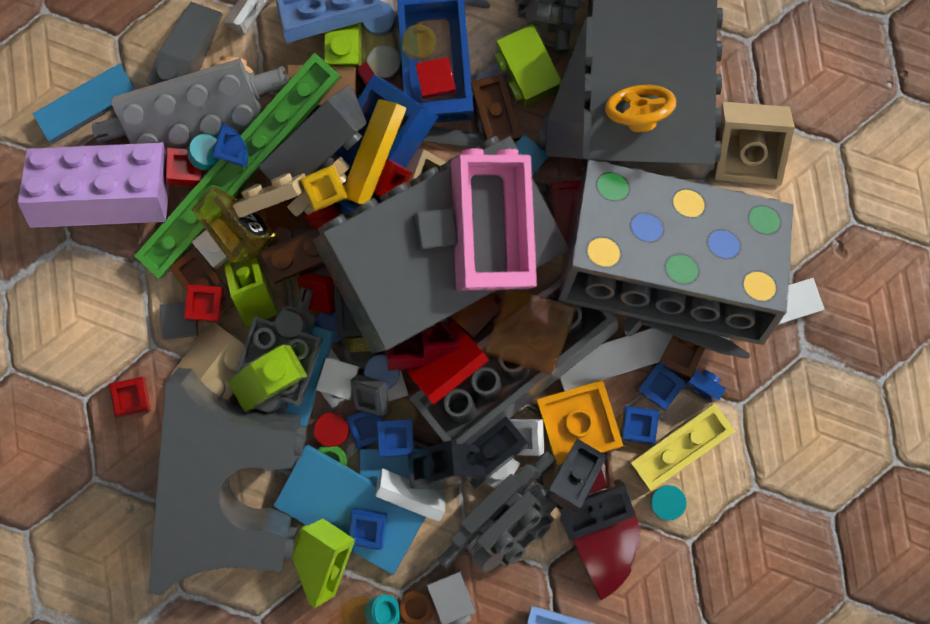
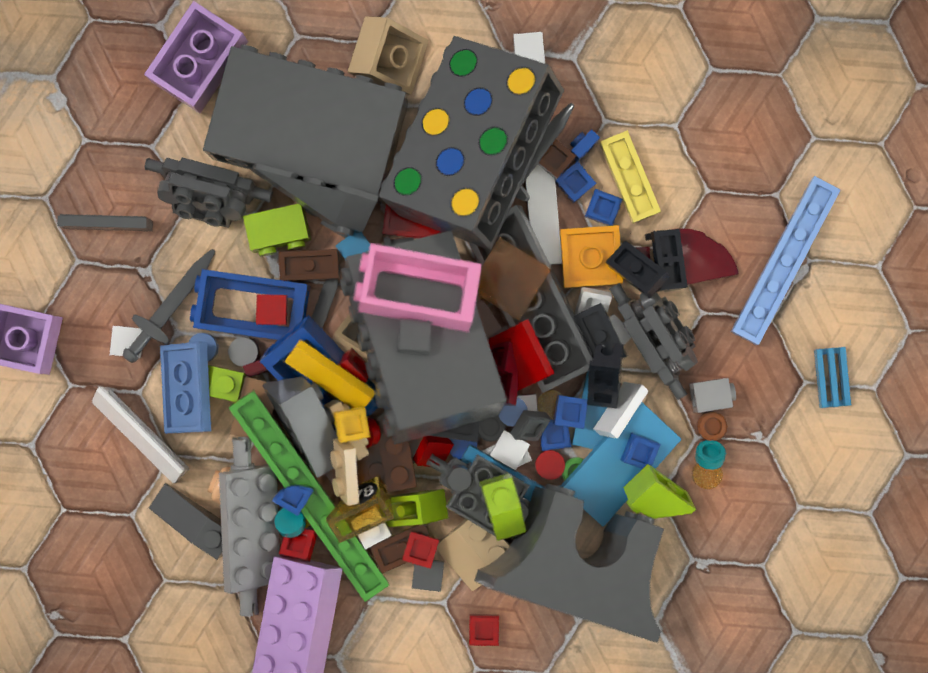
camera: 80 degrees left, 5 degrees up
(82, 104) = (219, 618): dark azure tile -> none
(356, 344) = (486, 428): clear yellow tile -> none
(419, 42) = (237, 317): clear yellow tile -> none
(643, 112) = (349, 140): light orange piece -> none
(668, 502) = (672, 199): teal tile -> none

